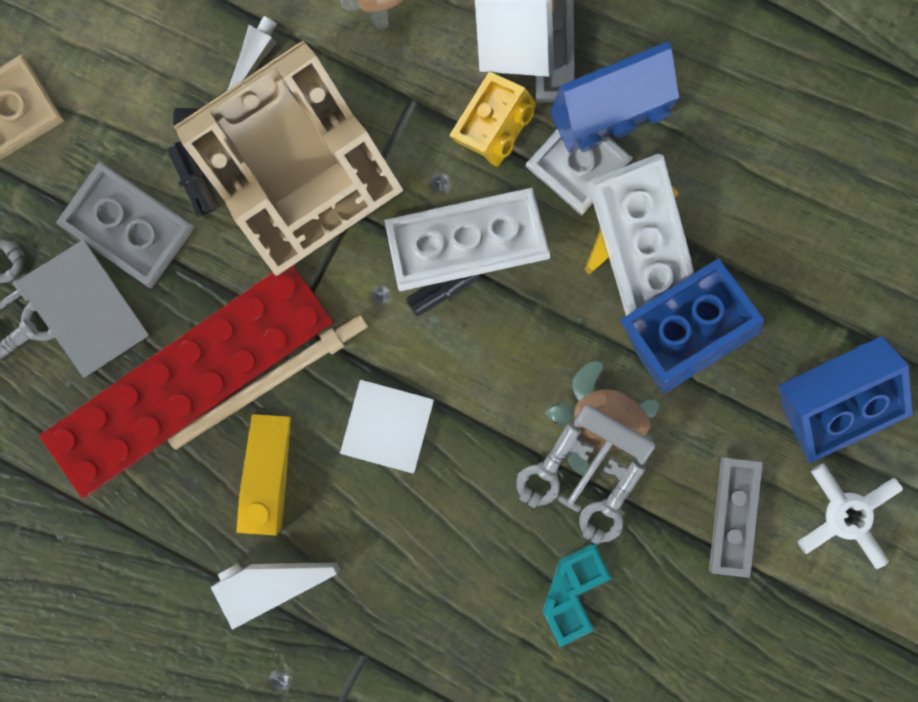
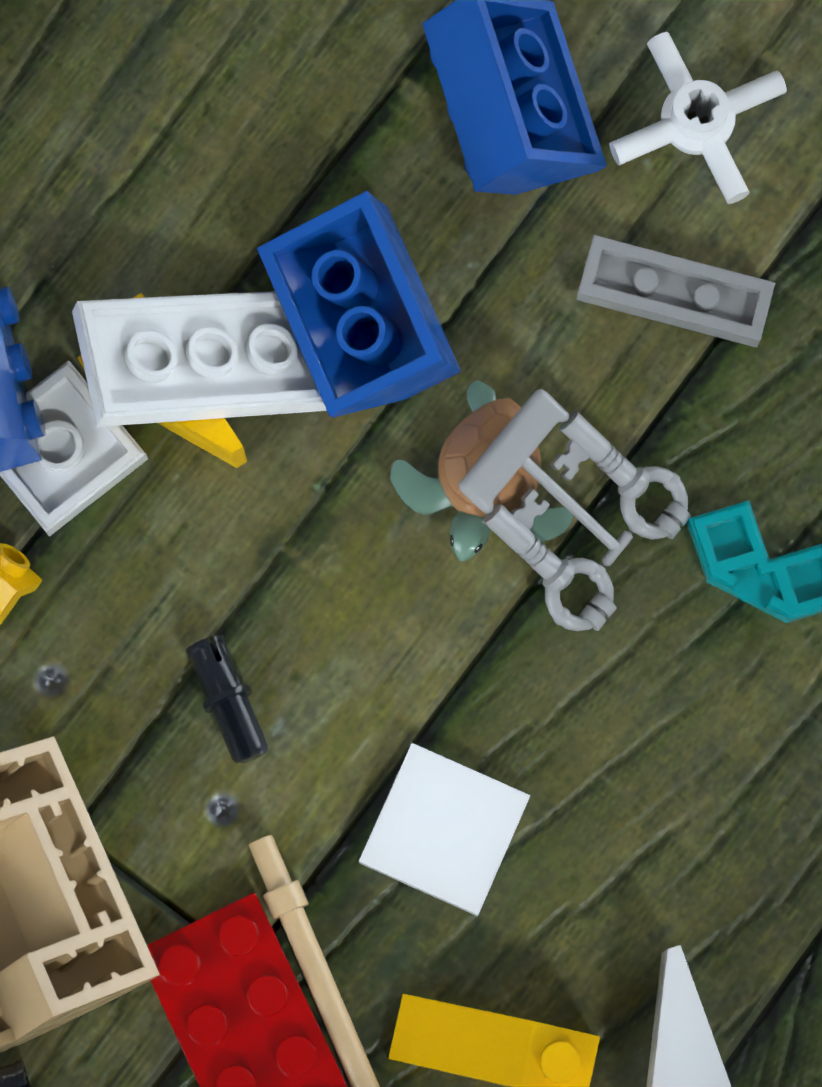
camera: 85 degrees left, 10 degrees down
(466, 239) = (153, 647): white tile -> none

